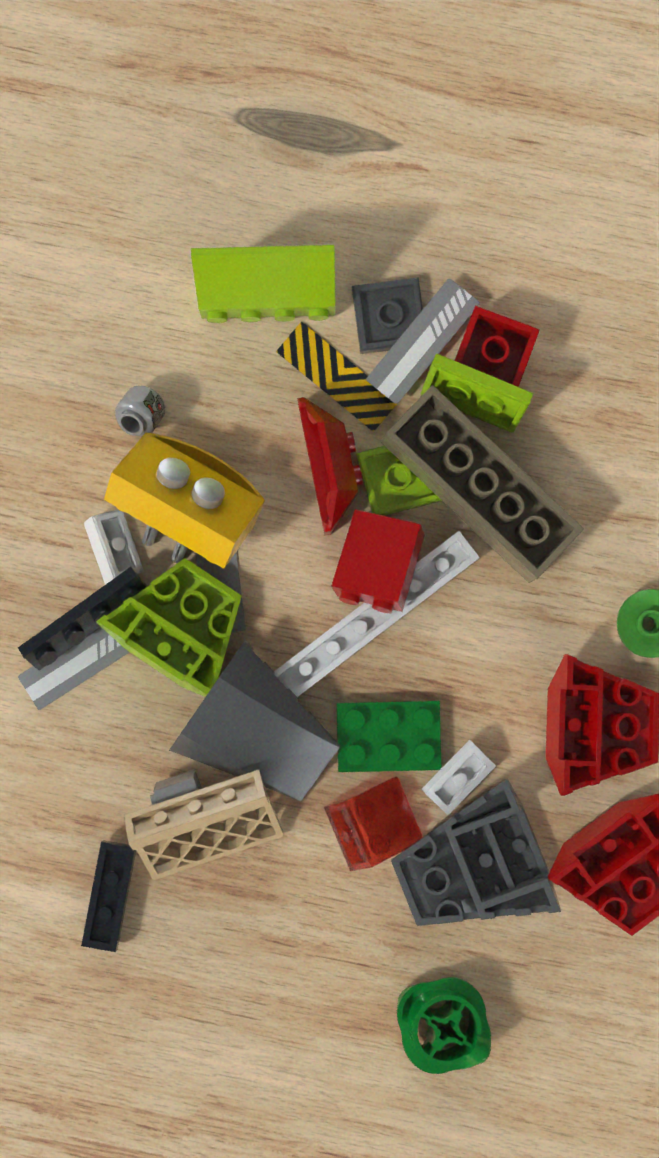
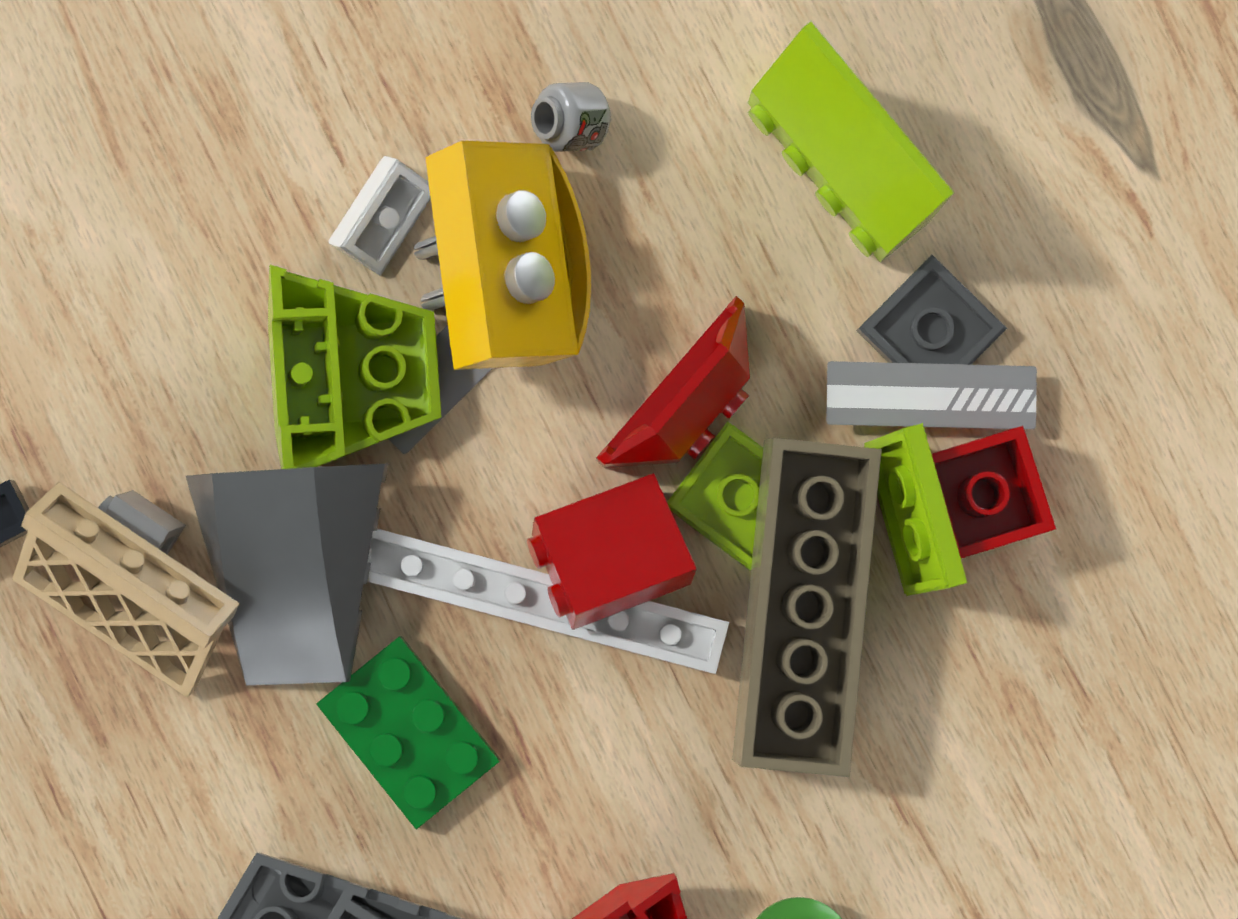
camera: 45 degrees right, 0 degrees up
(71, 668) = (196, 276): light grey sticker -> none
(81, 620) = (257, 244): black plate -> none
(335, 376) = (804, 321): sticker -> none
(374, 824) = (285, 798): clear red bracket -> none
(458, 777) = (422, 858): white plate -> none

